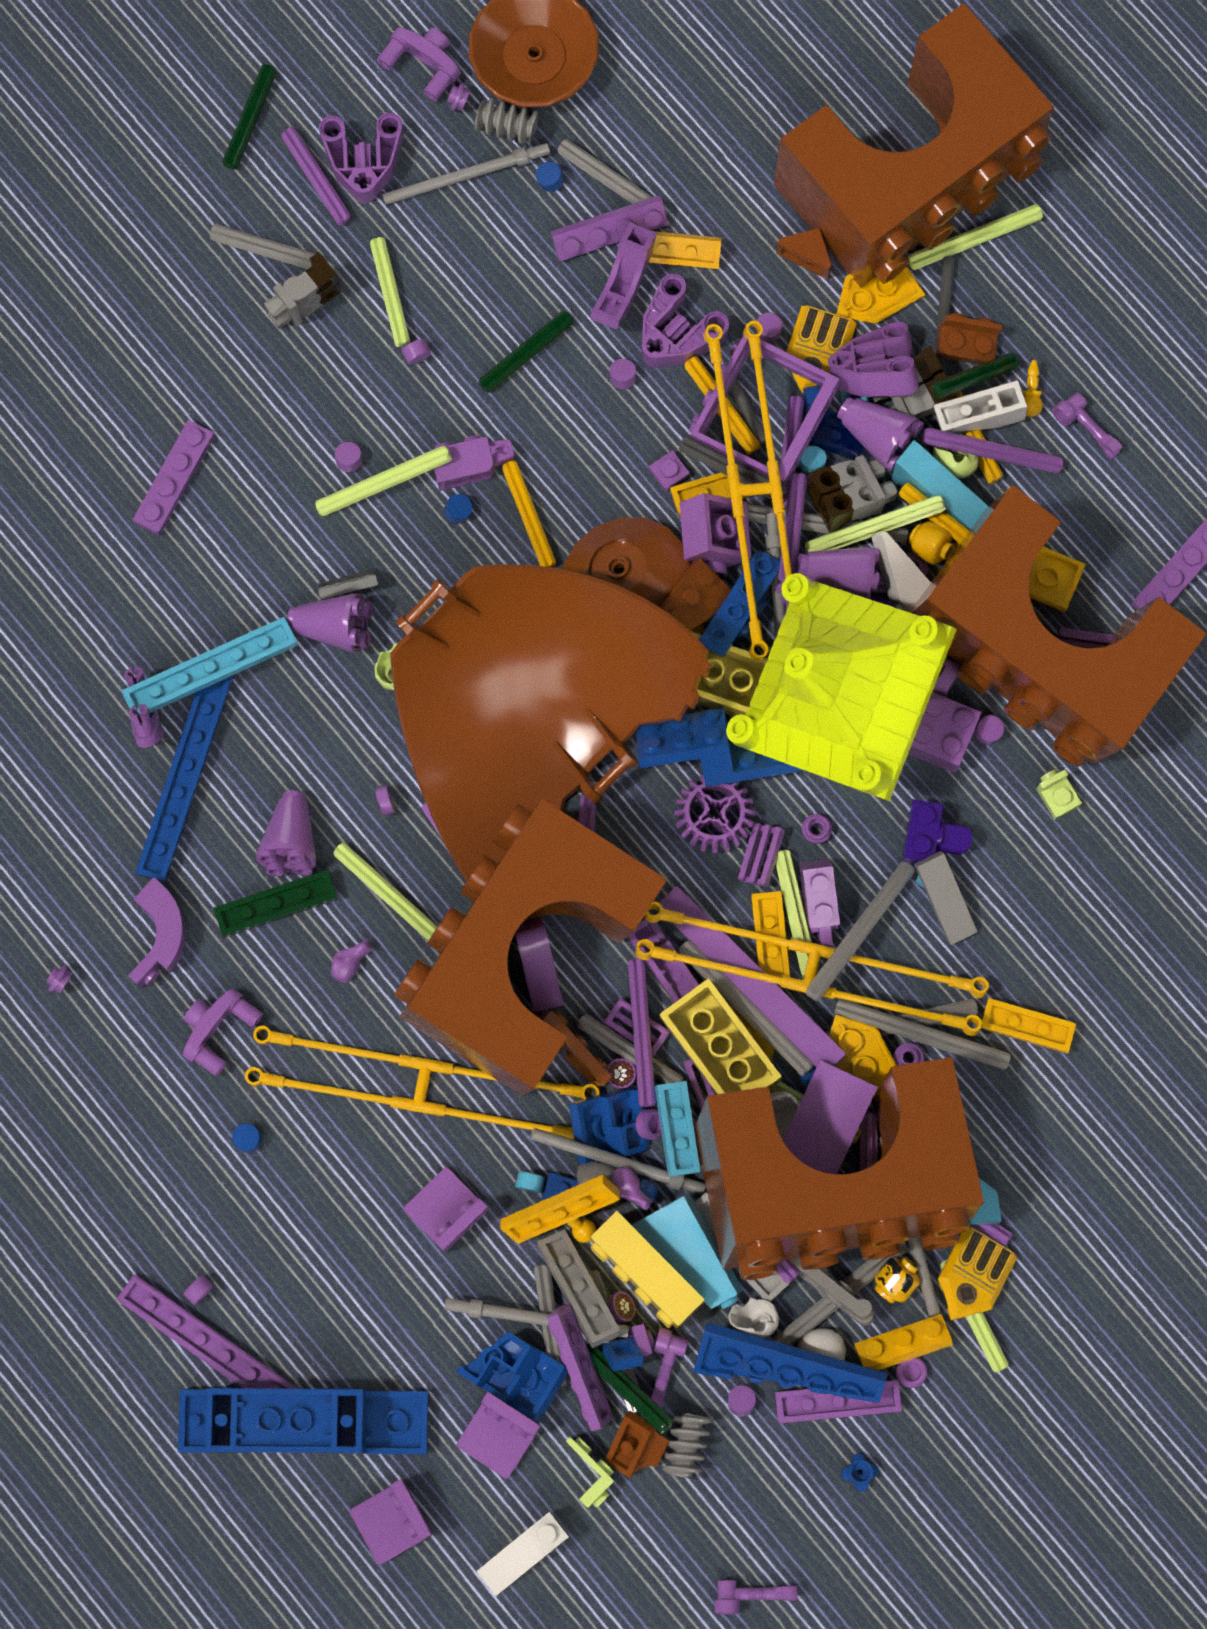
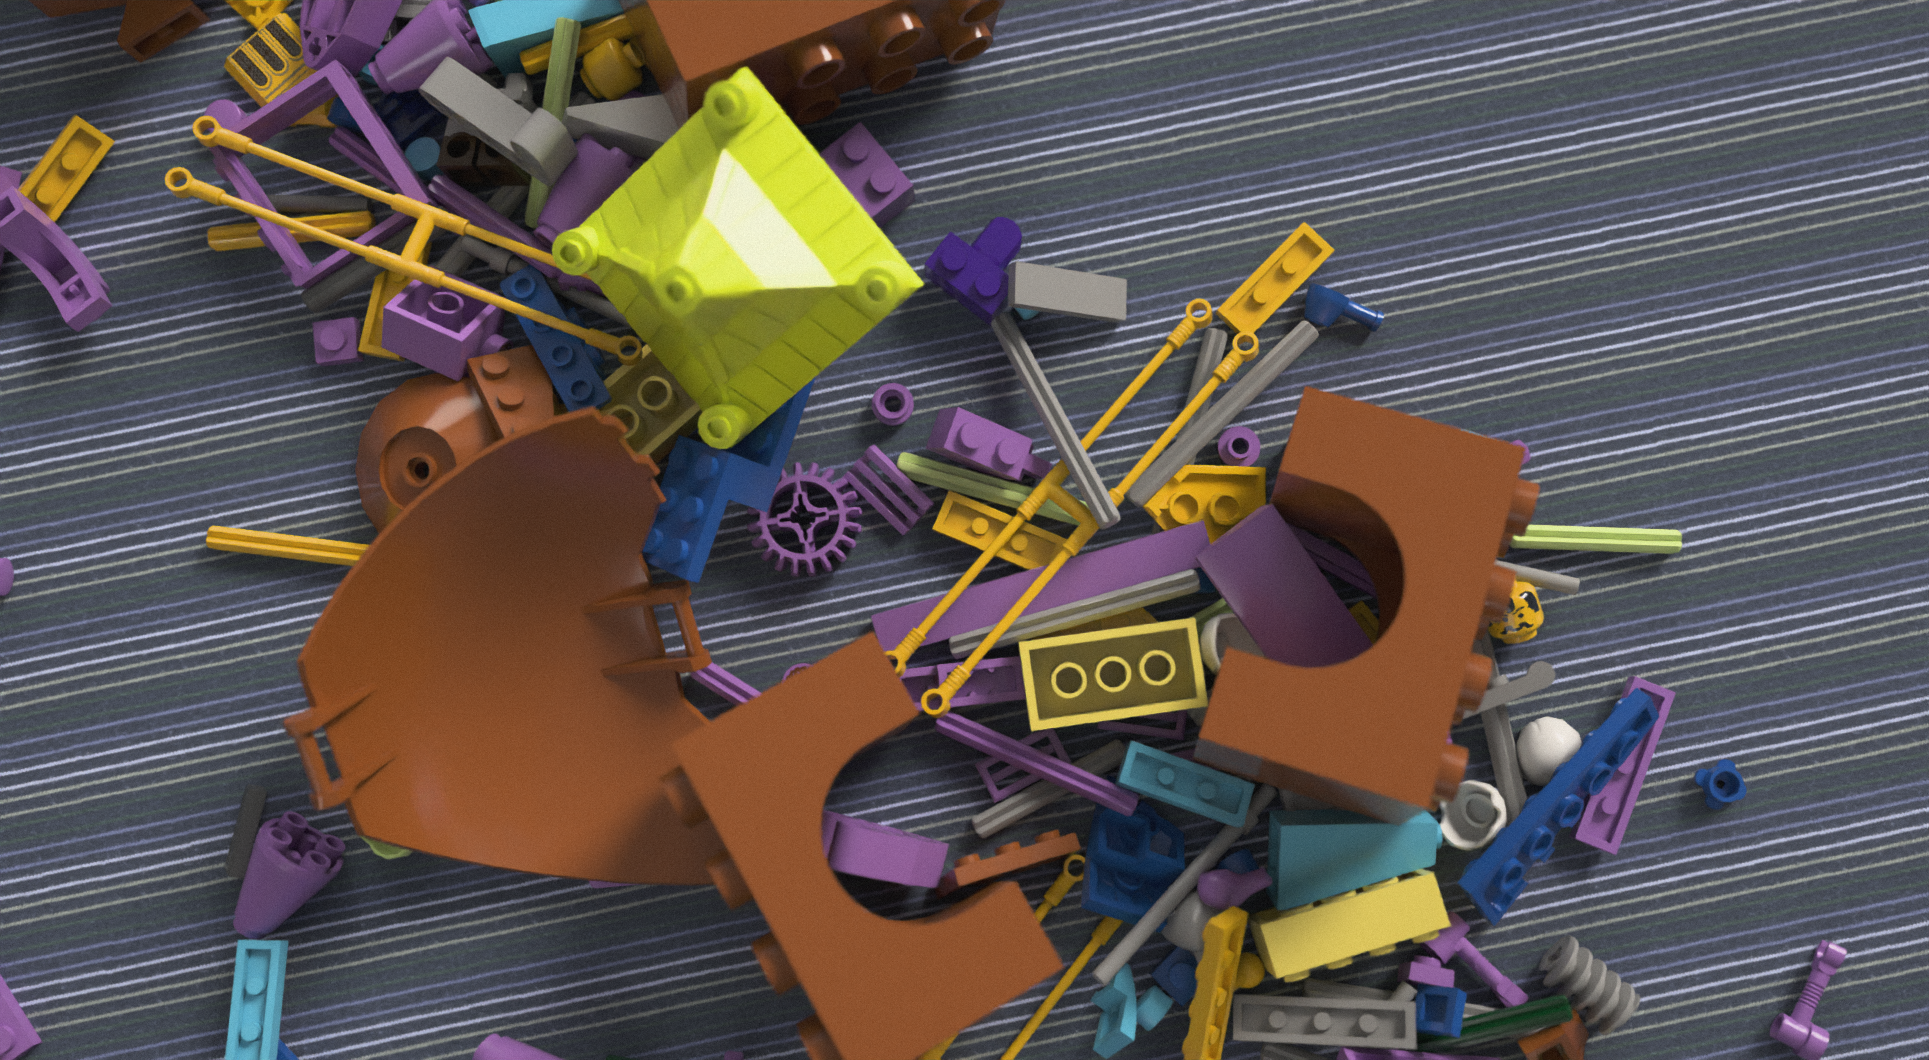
camera: 60 degrees left, 5 degrees up
(348, 457) = (80, 738): medium lavender piece -> none
(383, 480) = (134, 710): yellowish green axle -> none
(385, 800) = (557, 931): medium lavender tile -> none
(385, 890) = (671, 994): yellowish green axle -> none
(458, 508) = (230, 633): blue piece -> none
(472, 461) = (175, 586): medium lavender hinge -> none
(522, 1161) = (1119, 1013): none -> medium azure slope
(525, 351) = (77, 437): dark green axle -> none
(621, 1307) = (1369, 977): tile -> none
(622, 373) = (178, 331): medium lavender piece -> none
(622, 1074) = (1071, 814): tile -> none
(648, 1124) = (1155, 816): medium lavender tile -> none
(660, 312) = (152, 250): medium lavender connector -> none
(741, 1401) = (1561, 884): medium lavender piece -> none
(855, 494) = (529, 140): none -> light grey beam
(904, 1343) = (1590, 646): yellow plate -> none
(911, 1373) = (1626, 654): medium lavender tile -> none
(974, 1274) = (1565, 519): yellow tile -> none
(989, 729) = (885, 127): medium lavender piece -> none
(1030, 1066) = (1326, 305): none -> blue bar
(1058, 793) = (1008, 91): yellowish green bracket -> none

